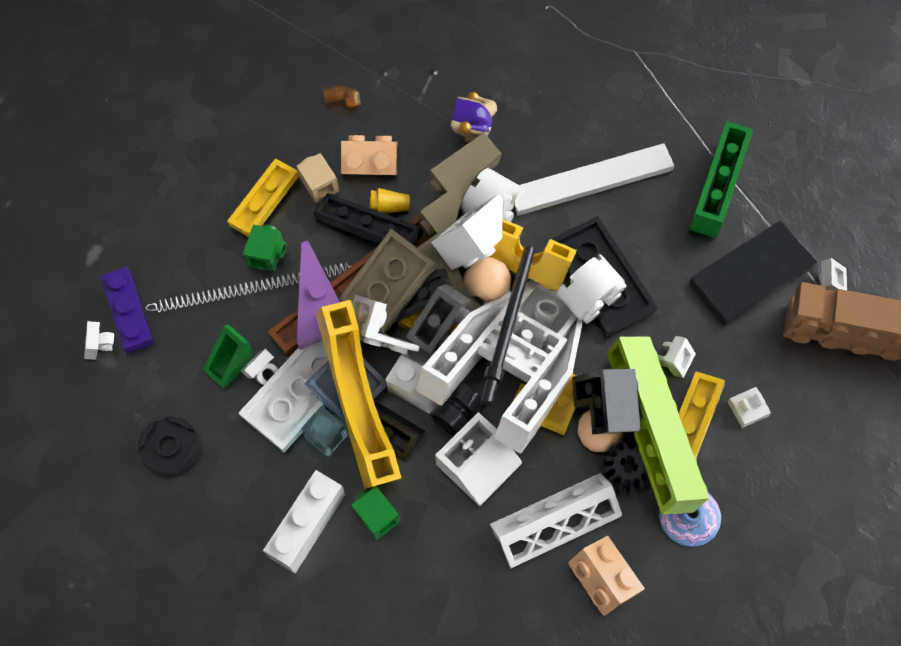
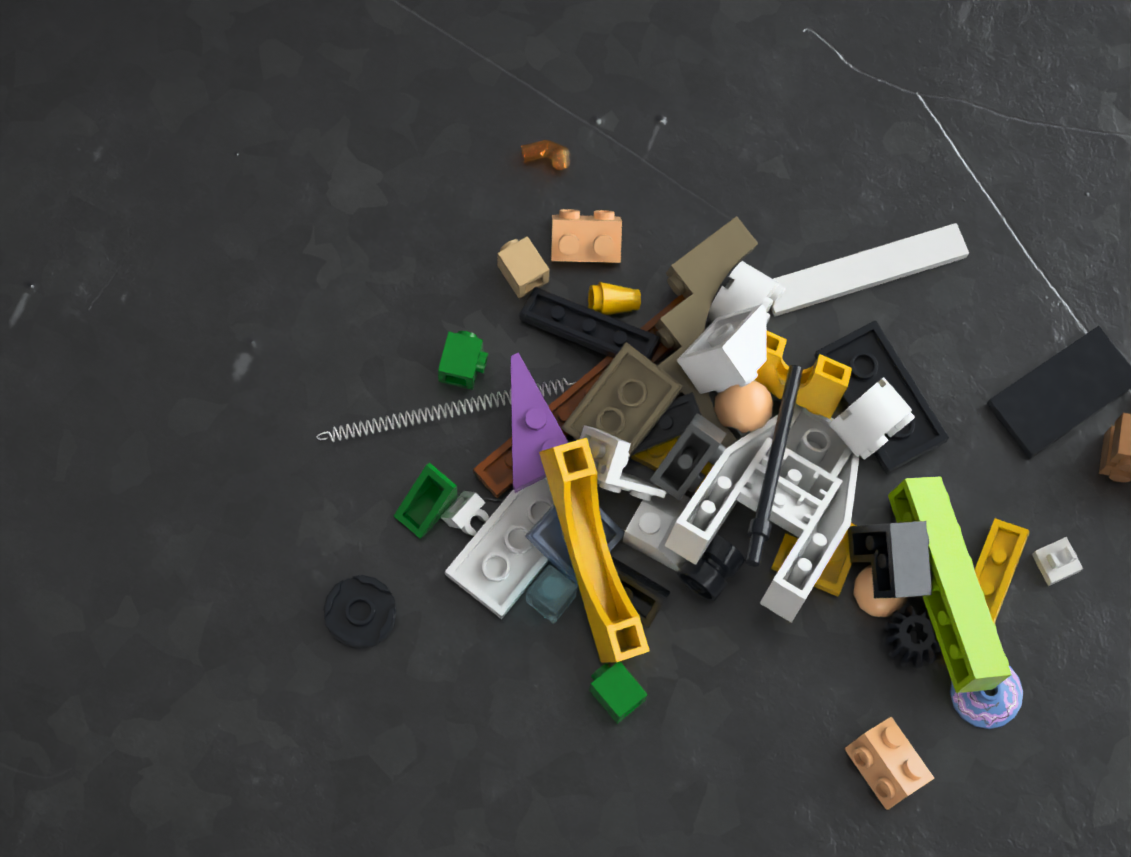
camera: 10 degrees left, 5 degrees up
(96, 341) = (259, 480): white tile -> none
(126, 309) = (292, 438): dark purple plate -> none
(263, 197) = (455, 293): yellow plate -> none
(305, 521) = (534, 703): white brick -> none
(473, 116) = (718, 188): piece -> none
(477, 459) = (737, 628): white slope -> none
(553, 510) = (830, 690): white fence -> none
(678, 356) = (974, 499): white tile -> none
(721, 179) = (1027, 274): green brick -> none

